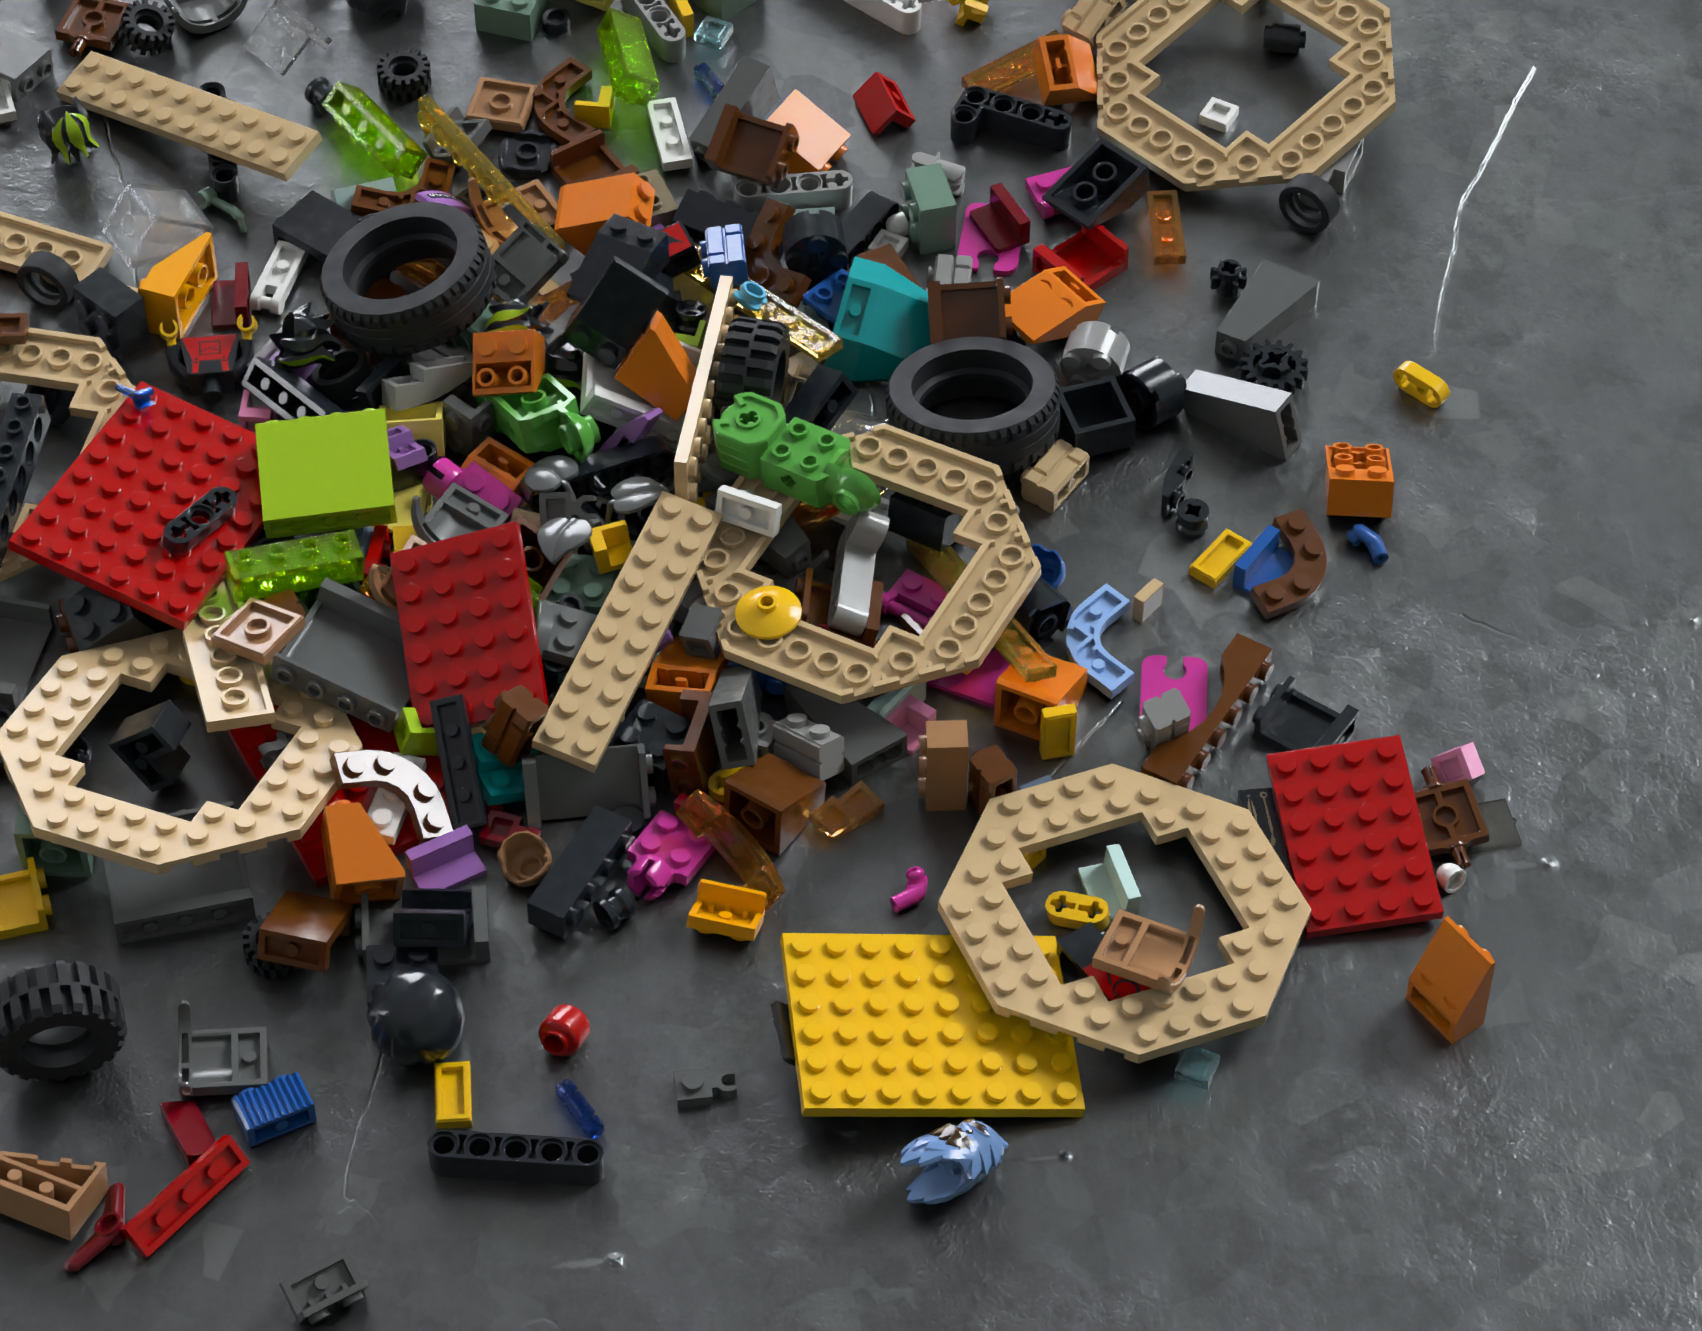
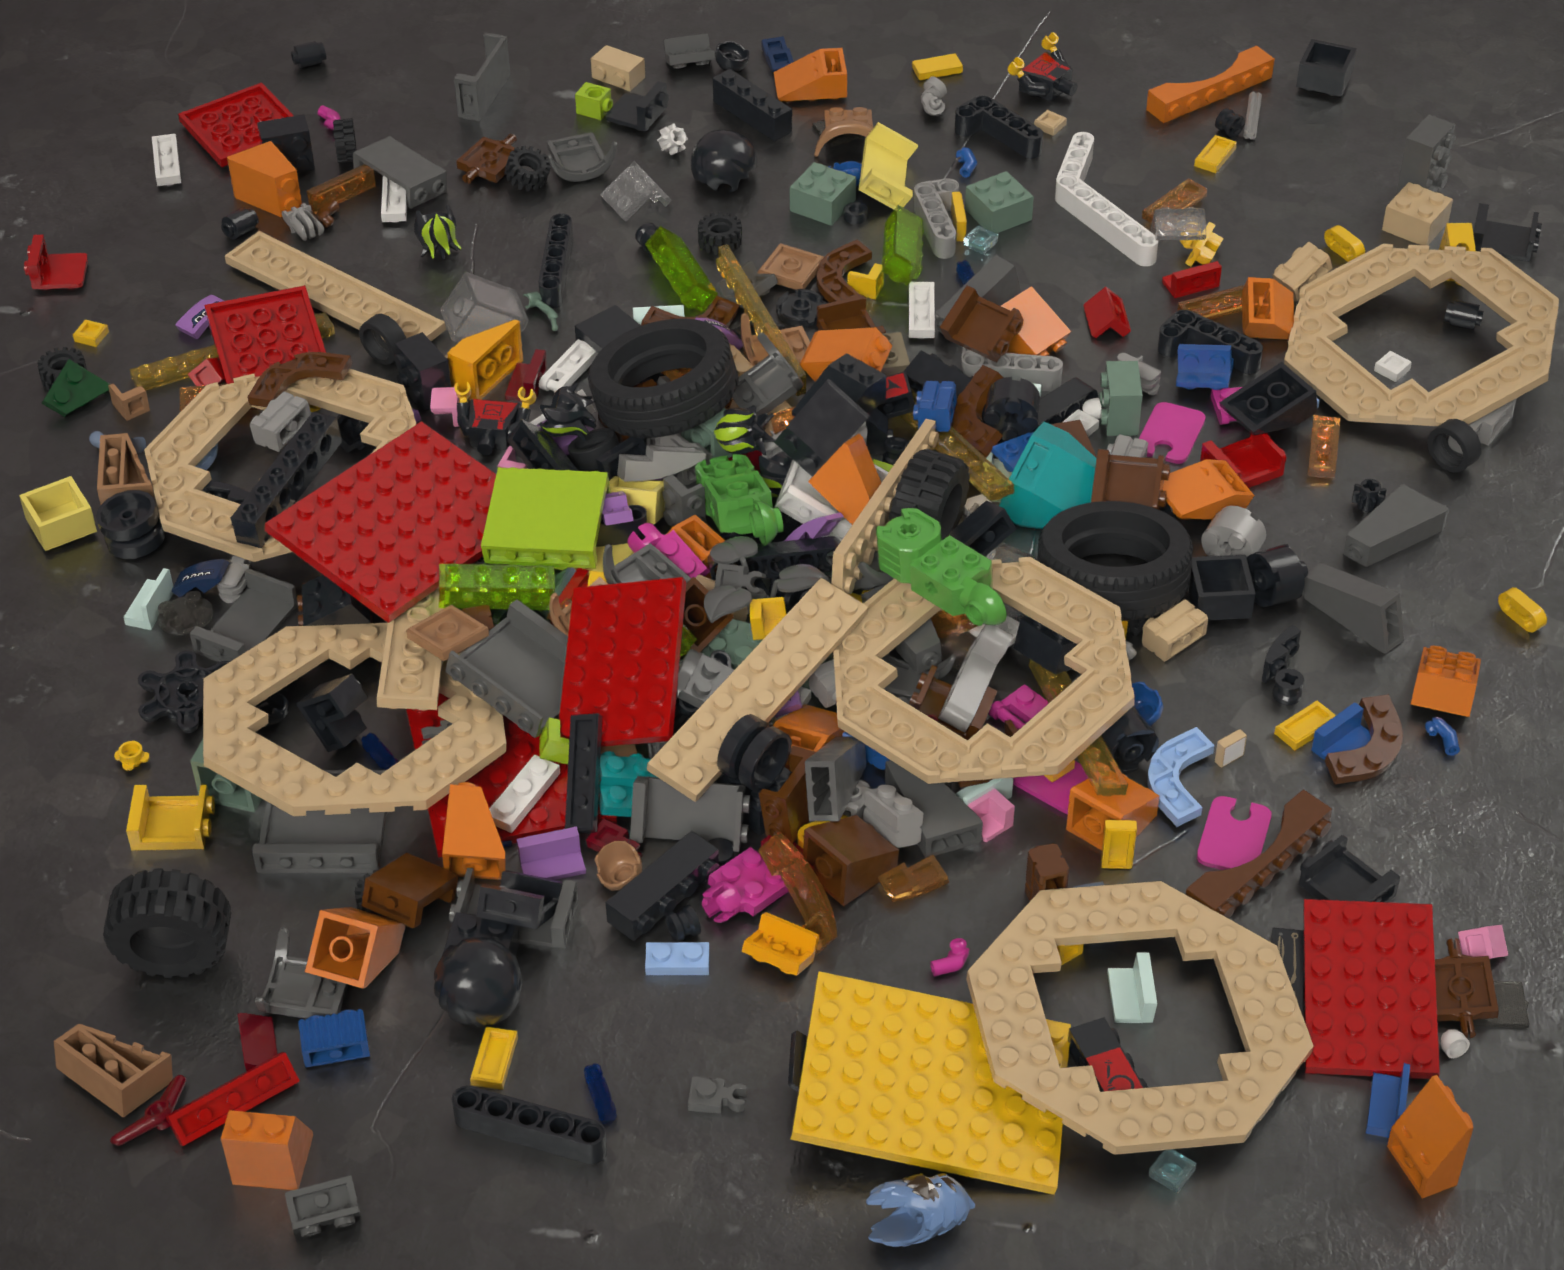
camera: 15 degrees right, 5 degrees down
(140, 398) = (414, 432): clear blue hand -> none
(148, 346) = (445, 402): none -> bright pink panel
(190, 116) = (538, 236): tan plate -> none
(197, 532) = (412, 544): black beam -> none
(215, 783) = (378, 751): none -> clear blue axle
(245, 1242) = (265, 1149): none -> orange slope
(264, 1005) = (353, 945): none -> orange slope
(400, 777) = (528, 774): plate -> none
(507, 362) = (724, 455): orange slope -> none
(513, 724) = (636, 747): reddish brown brick -> none
(564, 1030) = (606, 1020): red head -> none
(617, 948) = (677, 958): none -> light blue plate
(646, 706) = (754, 753): none -> black wheel
(699, 632) = (821, 700): dark grey panel -> none
(748, 510) = (891, 607): white tile -> none
(750, 296) = (947, 439): medium azure plate -> none
(768, 612) = (884, 694): yellow dish -> none
(943, 765) = (1006, 853): medium nougat wedge -> none
(970, 43) = (1193, 279): none -> red panel
(1002, 221) = (1182, 420): dark red panel -> none
(1011, 153) = (1204, 366): none -> blue bracket
(1077, 910) = (1097, 1006): yellow beam -> none
(1149, 950) = (1148, 1052): medium nougat piece -> none
(1163, 719) = (1216, 849): light grey brick -> none
(1274, 366) = (1393, 572): black gear -> none
(1397, 952) = (1387, 1101): none -> blue panel

